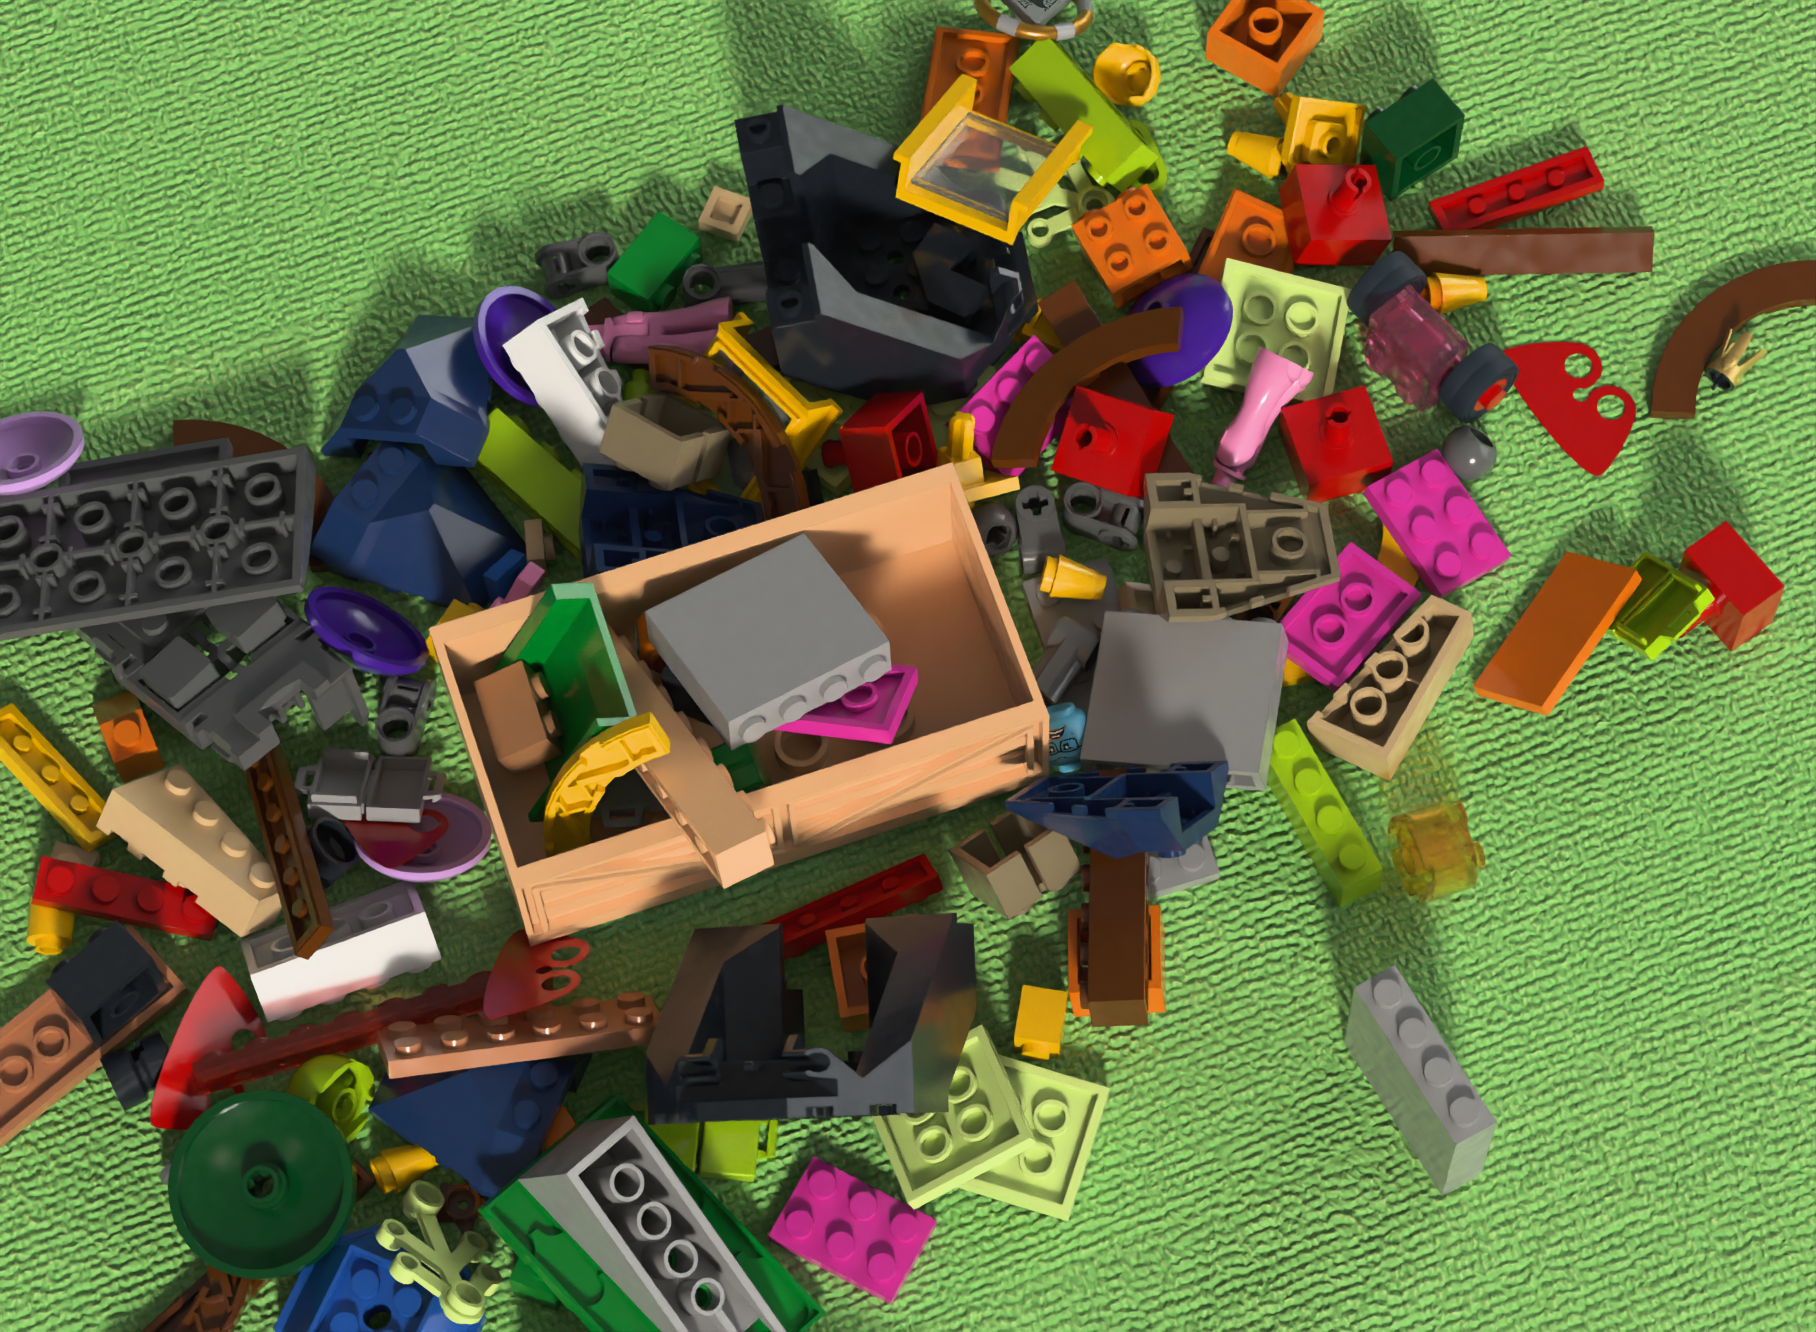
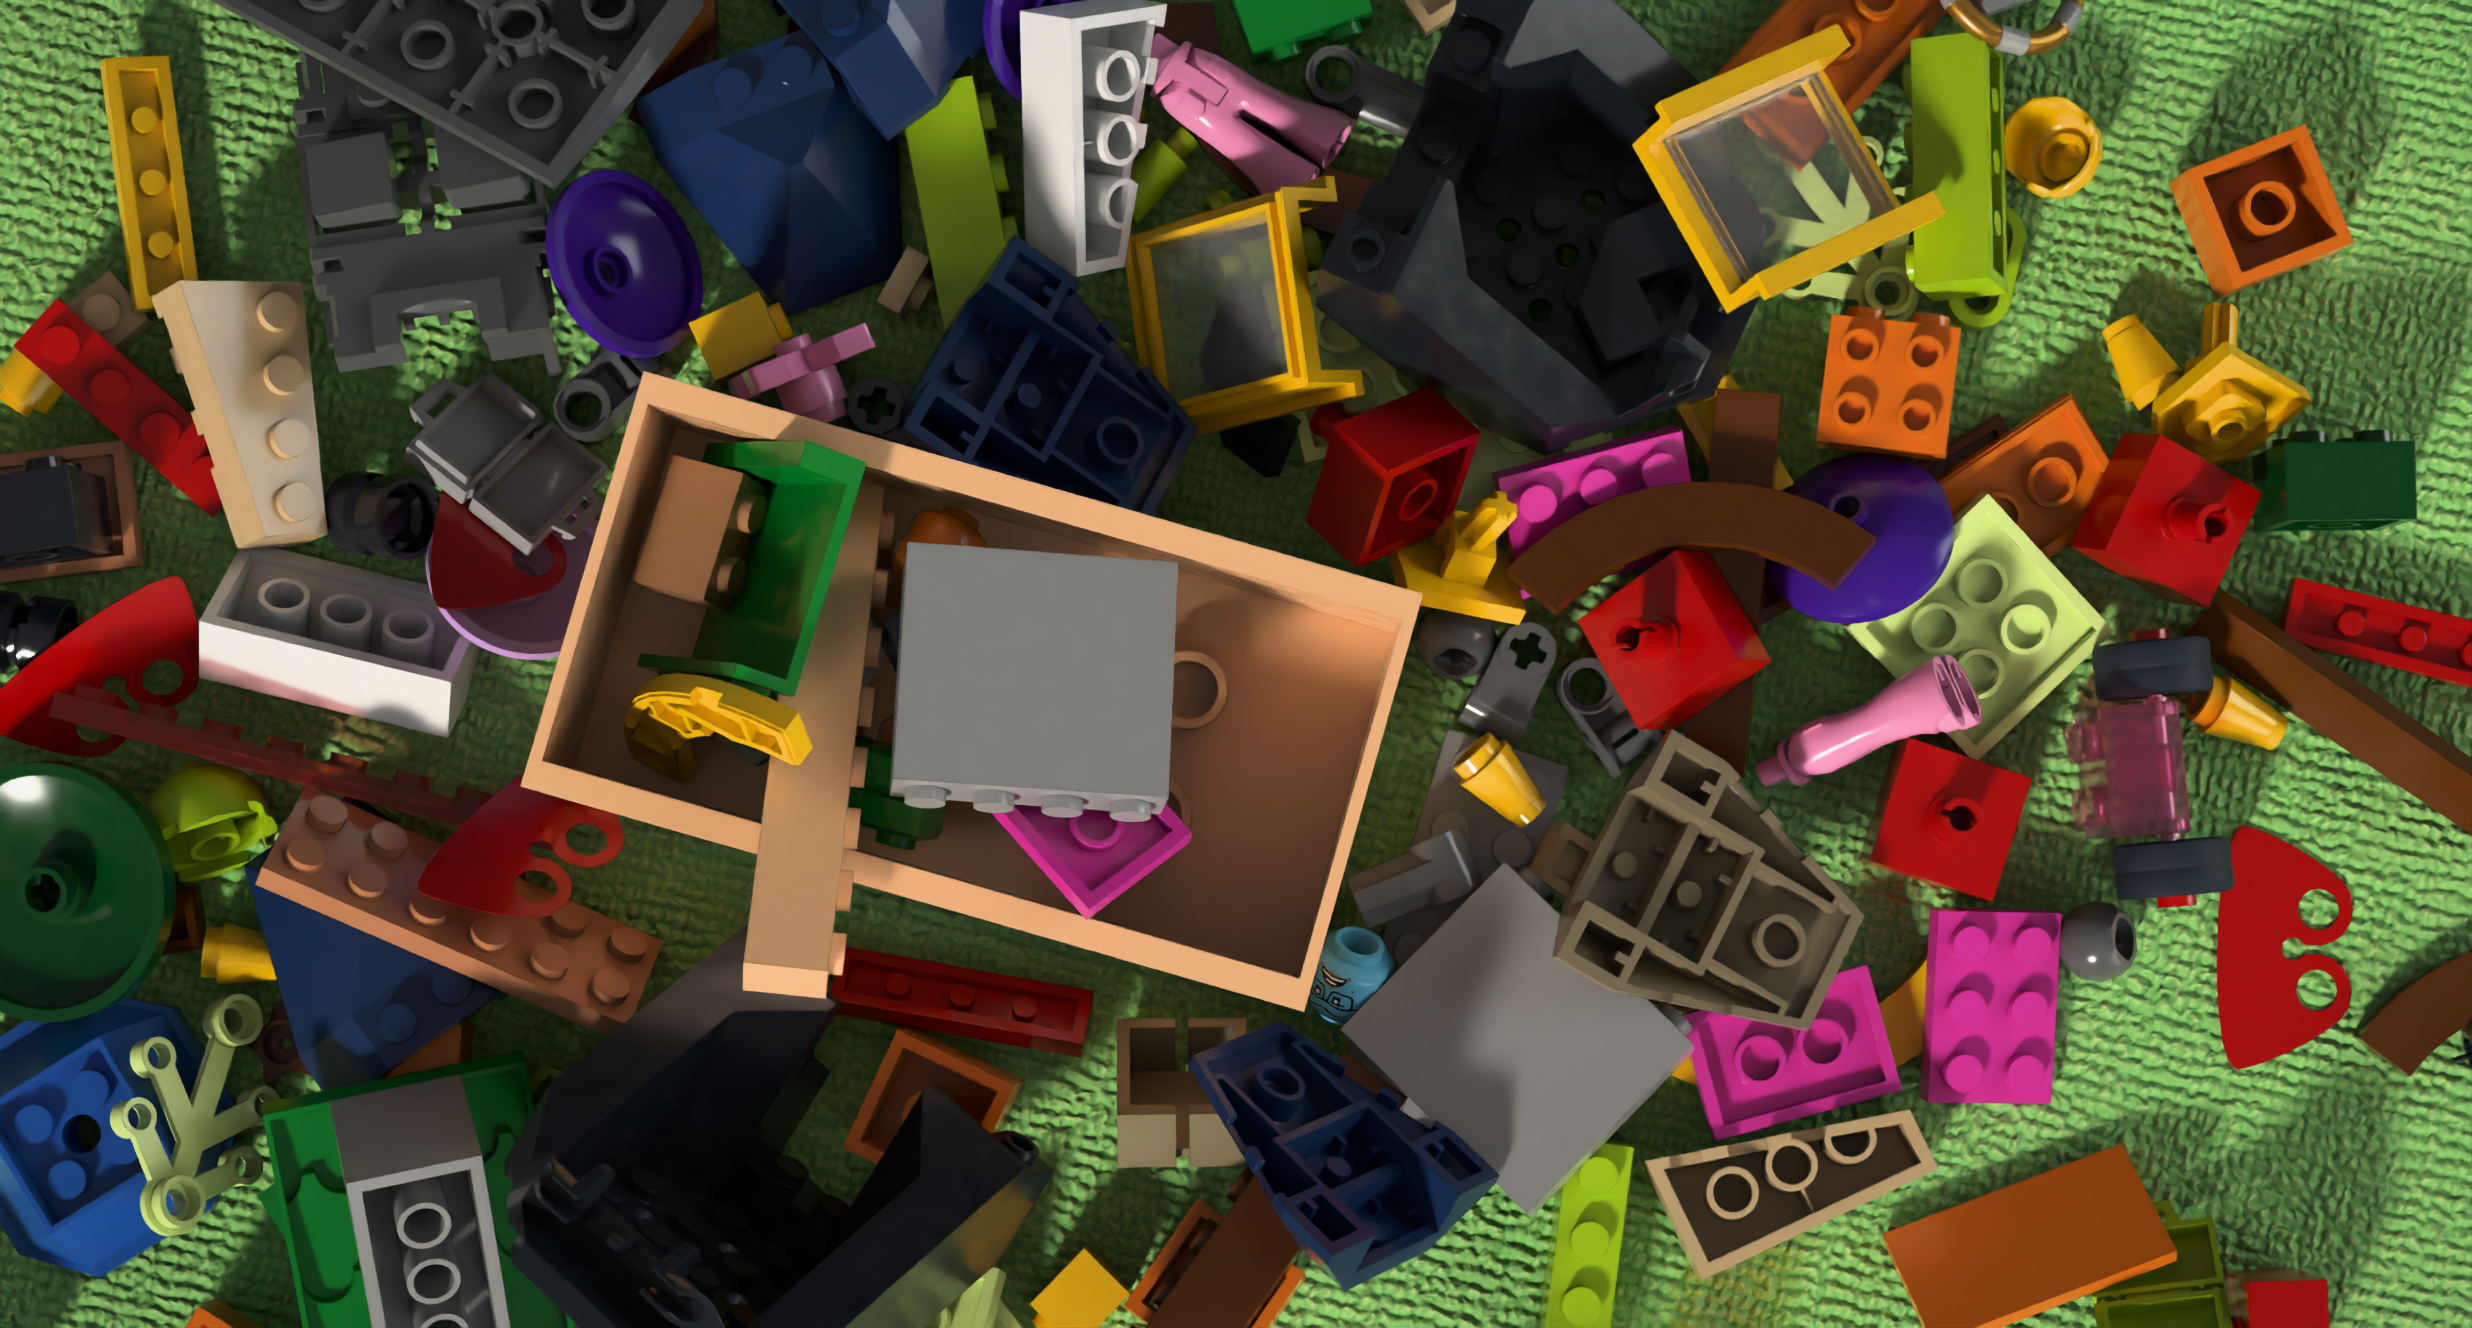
camera: 30 degrees right, 20 degrees up
(128, 736) = (266, 192): orange slope -> none
(289, 853) = (342, 500): reddish brown tile -> none
(503, 574) = (840, 305): blue plate -> none
(665, 440) = (1127, 279): dark tan piece -> none
(745, 417) = (1238, 320): reddish brown tile -> none

